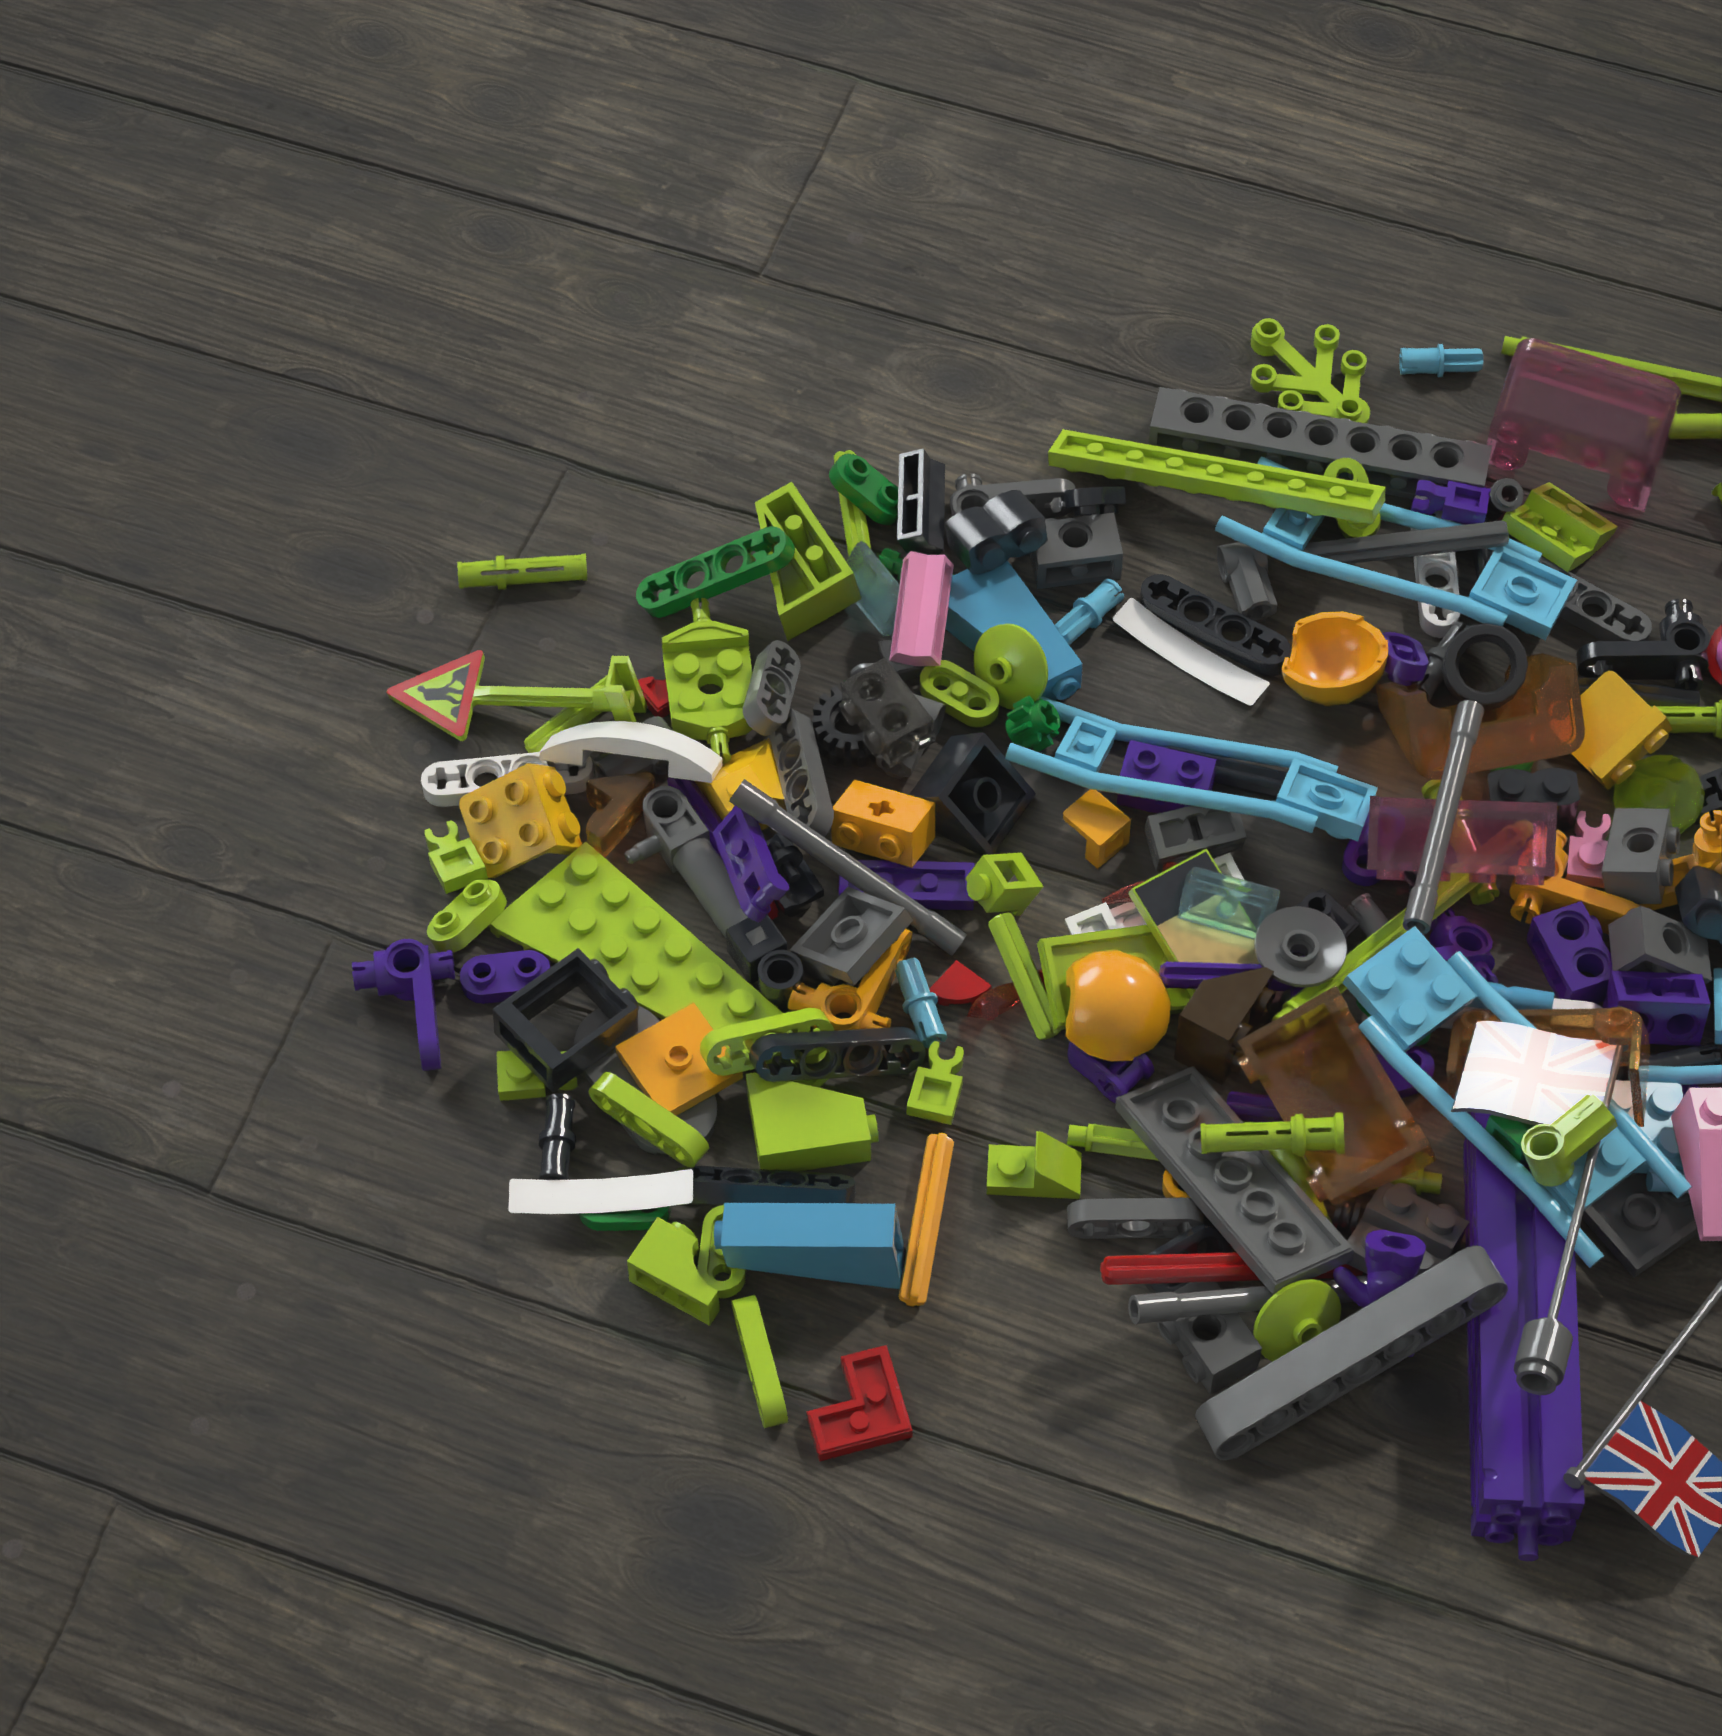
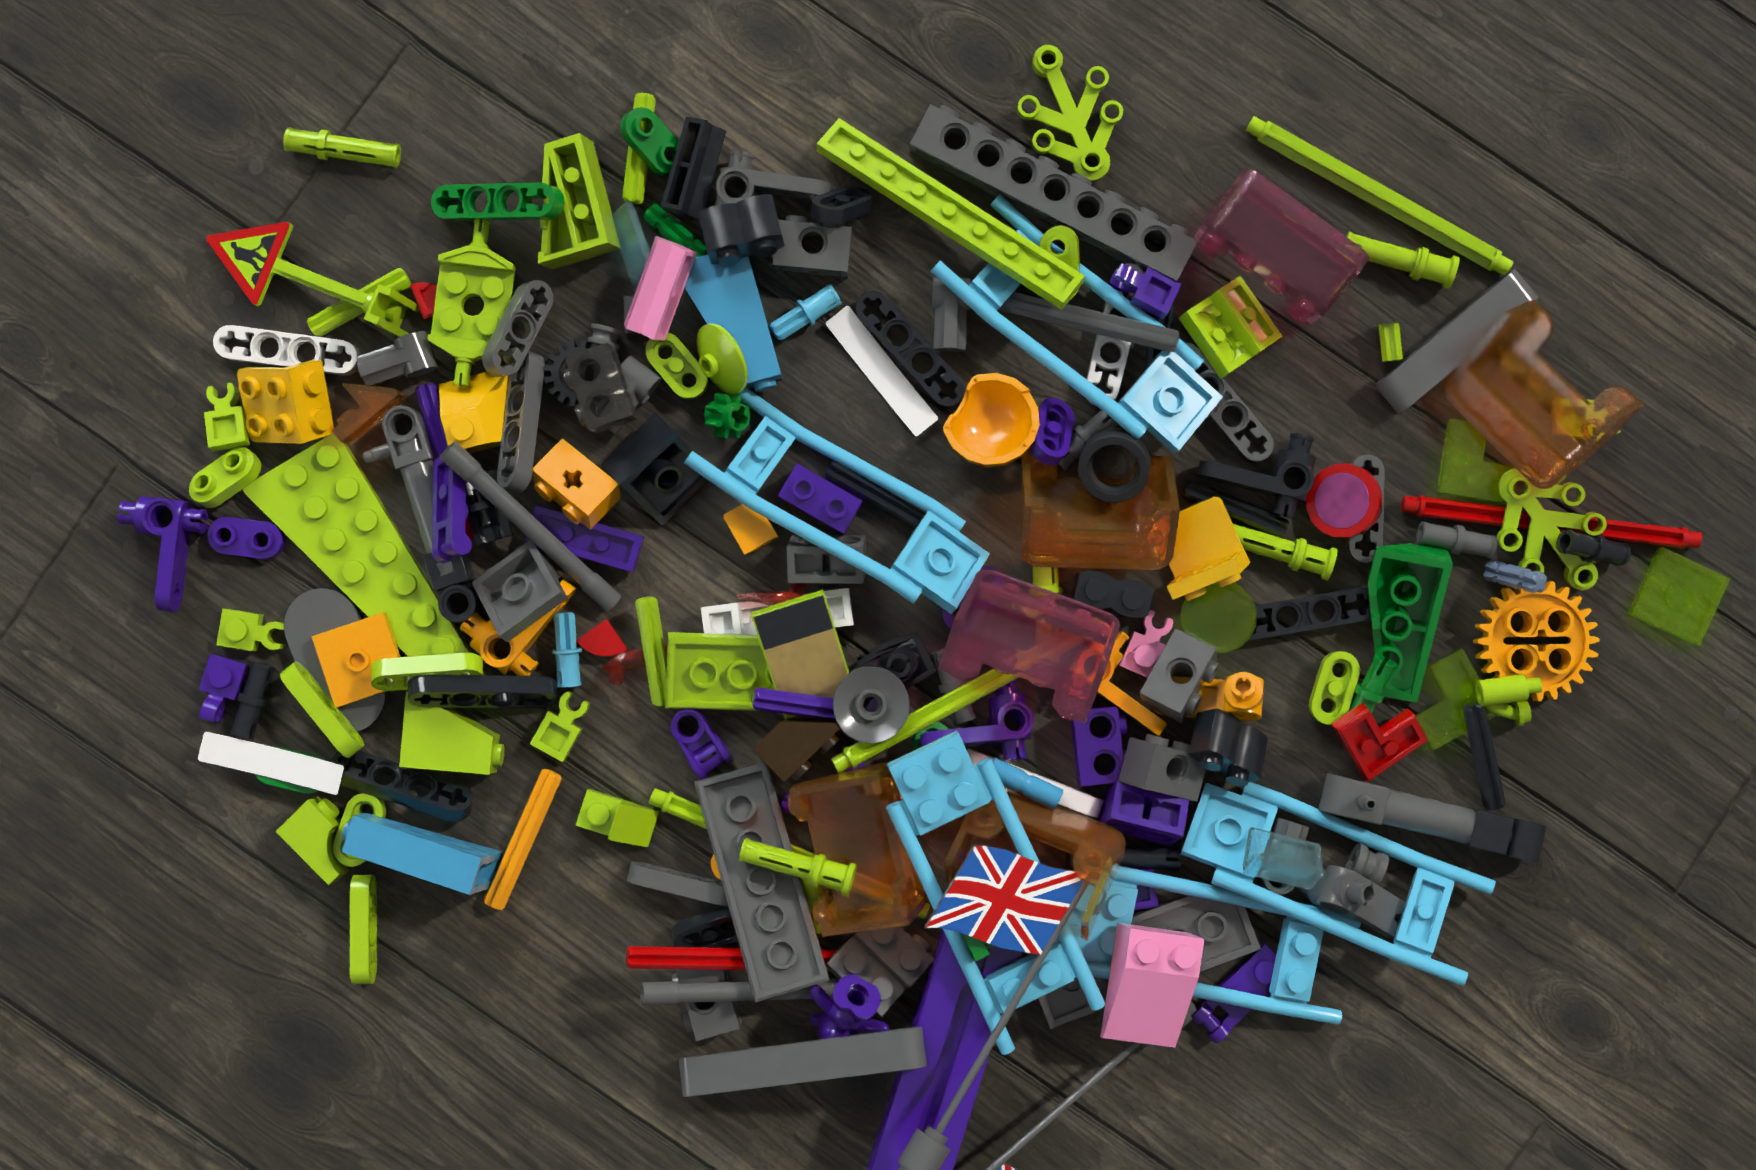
camera: 15 degrees right, 30 degrees up
(512, 1133) = (223, 680): none -> dark purple plate
(517, 1032) = (241, 624): black window -> none
(685, 755) = (389, 361): white slope -> none
(873, 1414) = (441, 989): red tile -> none
(991, 887) = (657, 566): lime brick -> none
(1115, 1005) = (711, 709): light orange cylinder -> none
(1226, 902) = (825, 647): clear light blue slope -> none
(1295, 1316) = (774, 1014): lime dish -> none
(1424, 893) = (980, 696): dark grey piece -> none
(1439, 360) = (1189, 126): medium azure axle -> none
(1508, 489) = (1192, 292): dark grey pin -> none
(1556, 1146) = (1014, 967): lime piece -> none

